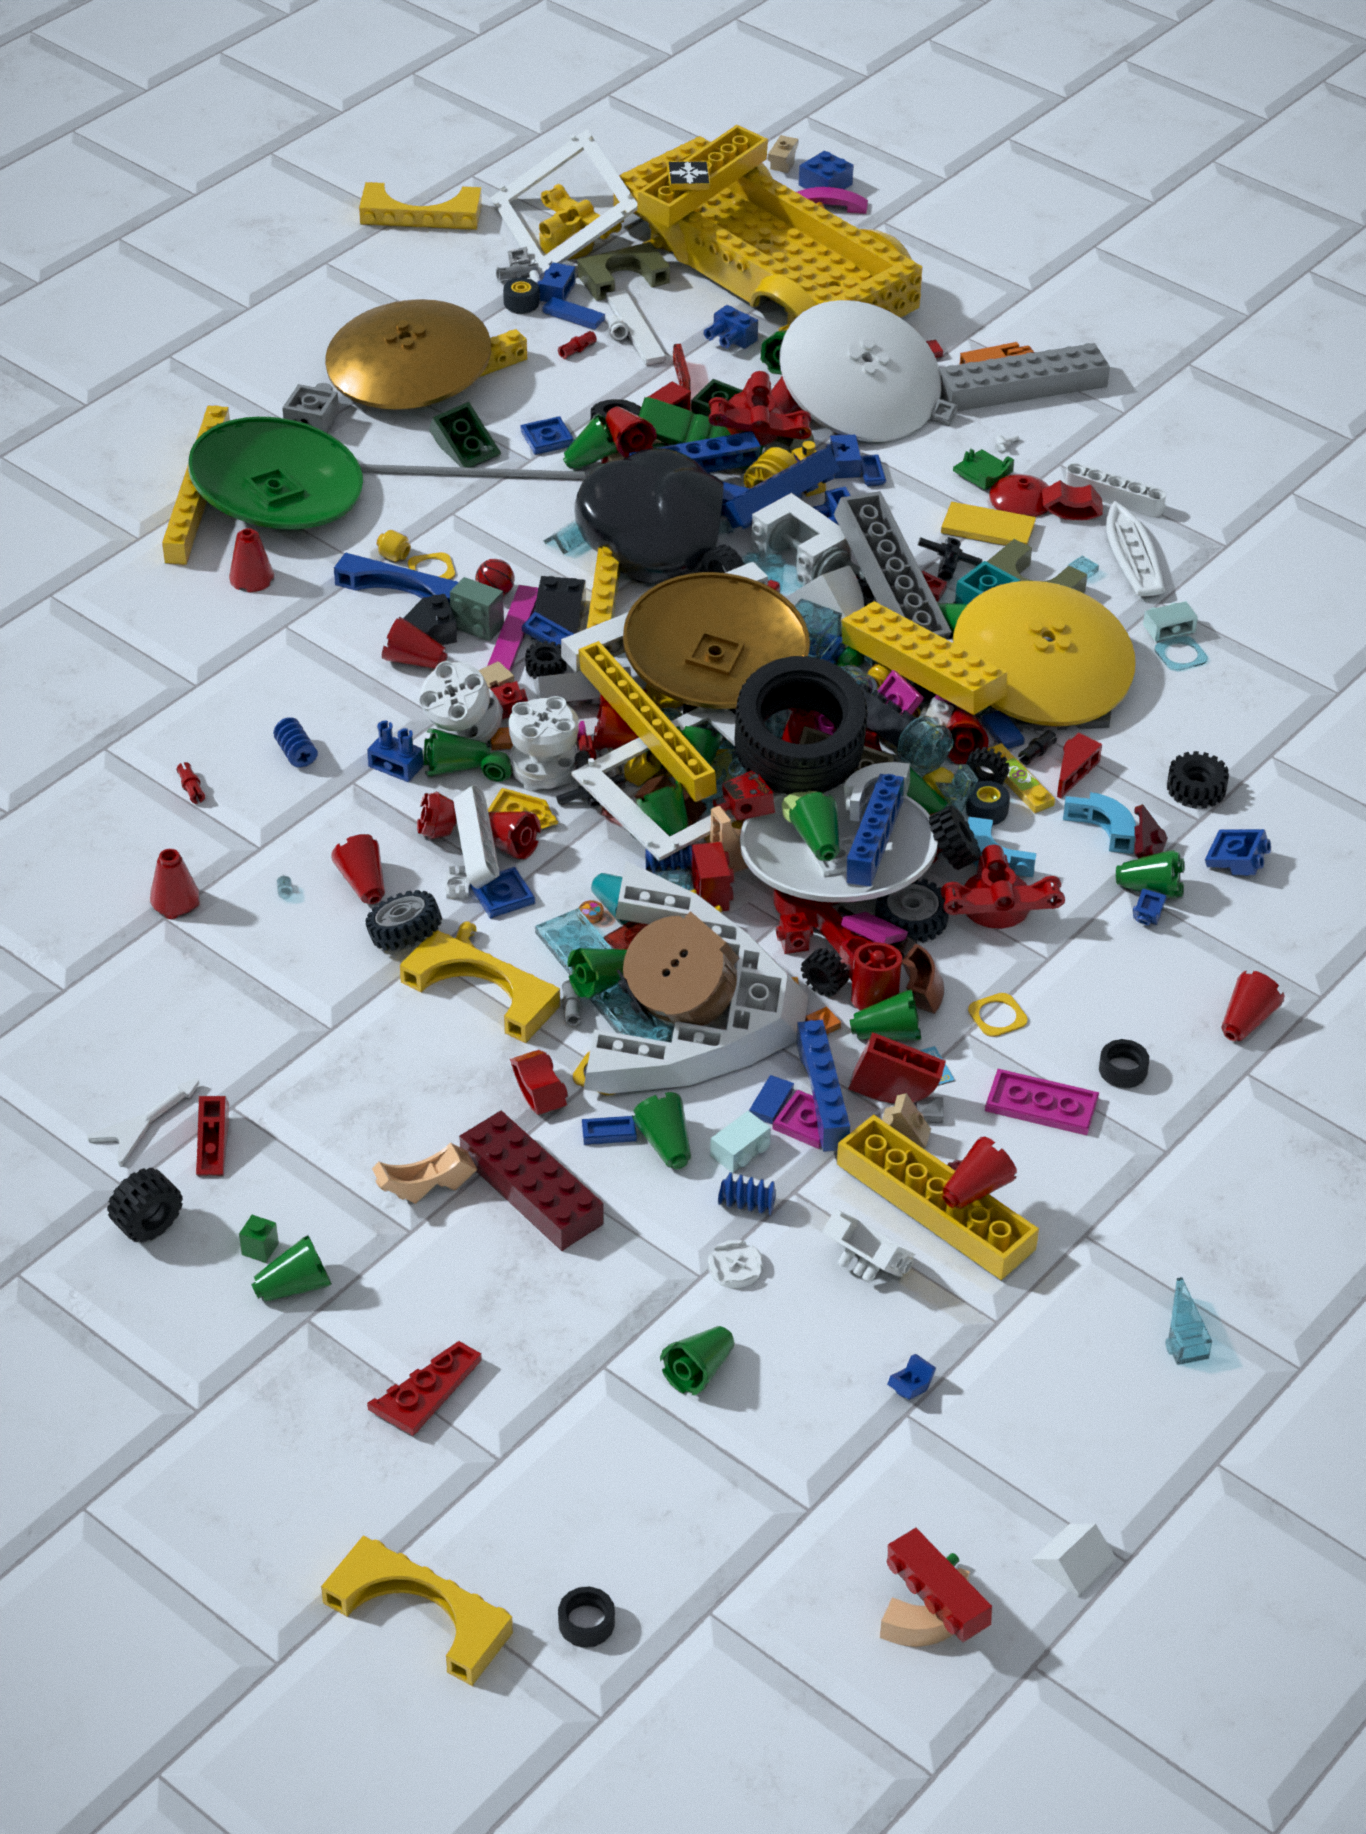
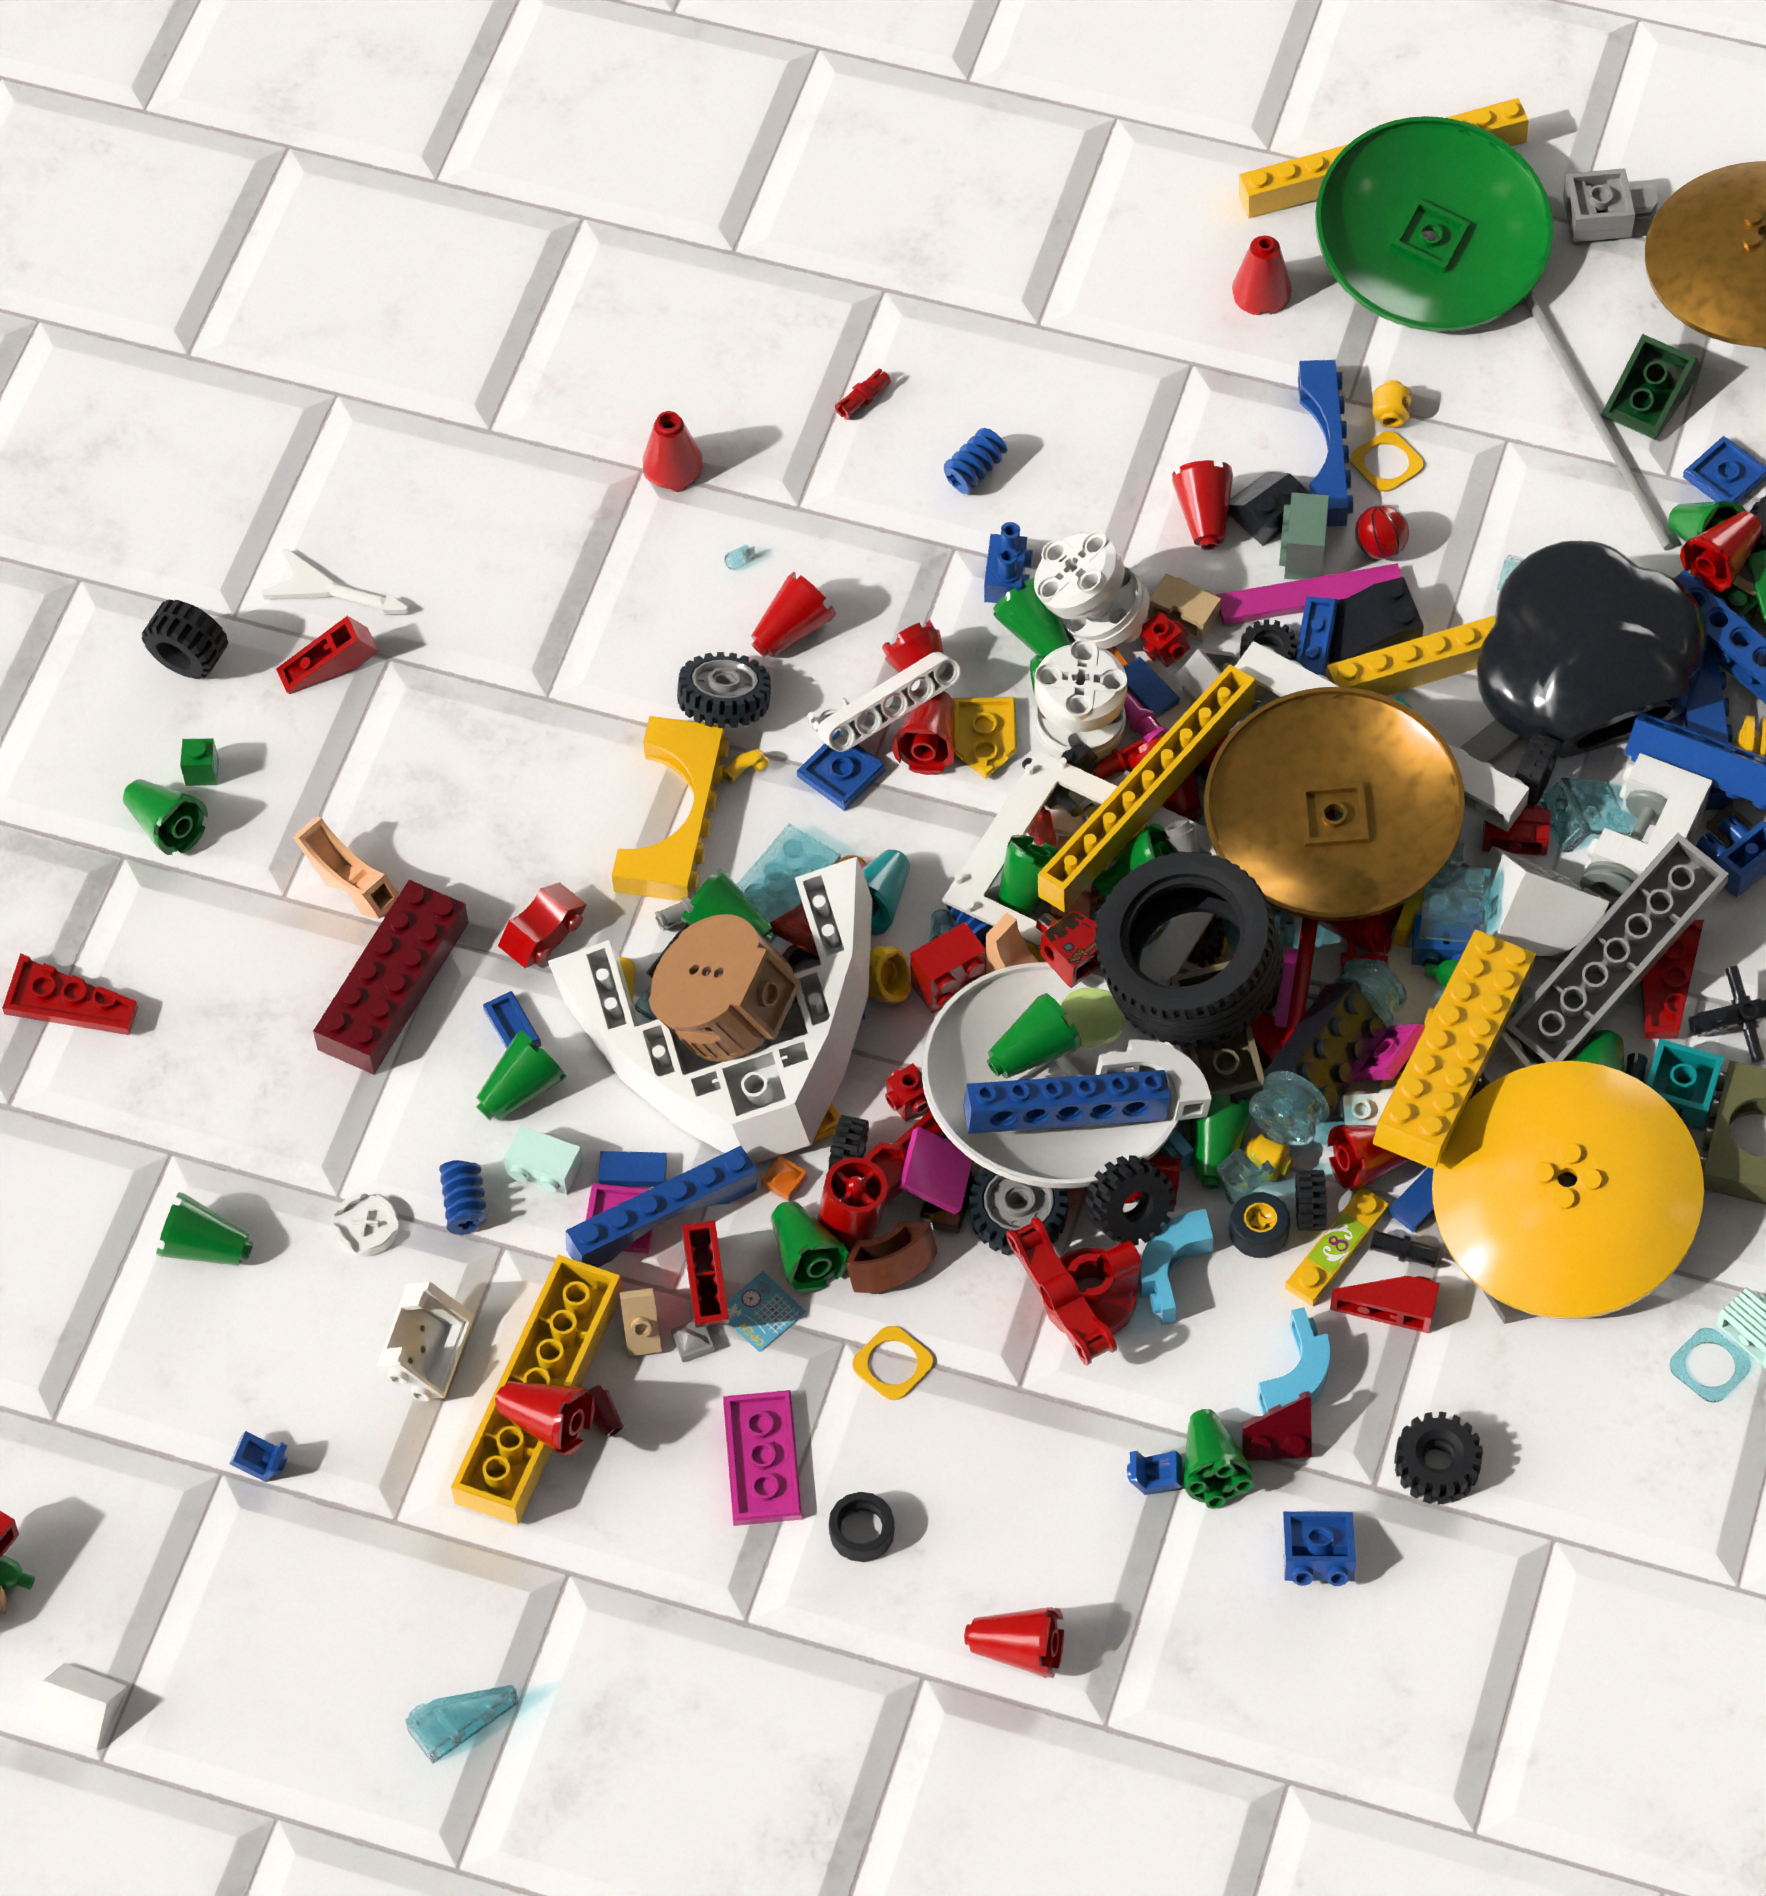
camera: 70 degrees right, 15 degrees up
(692, 718) = (1182, 836): none -> light grey cone

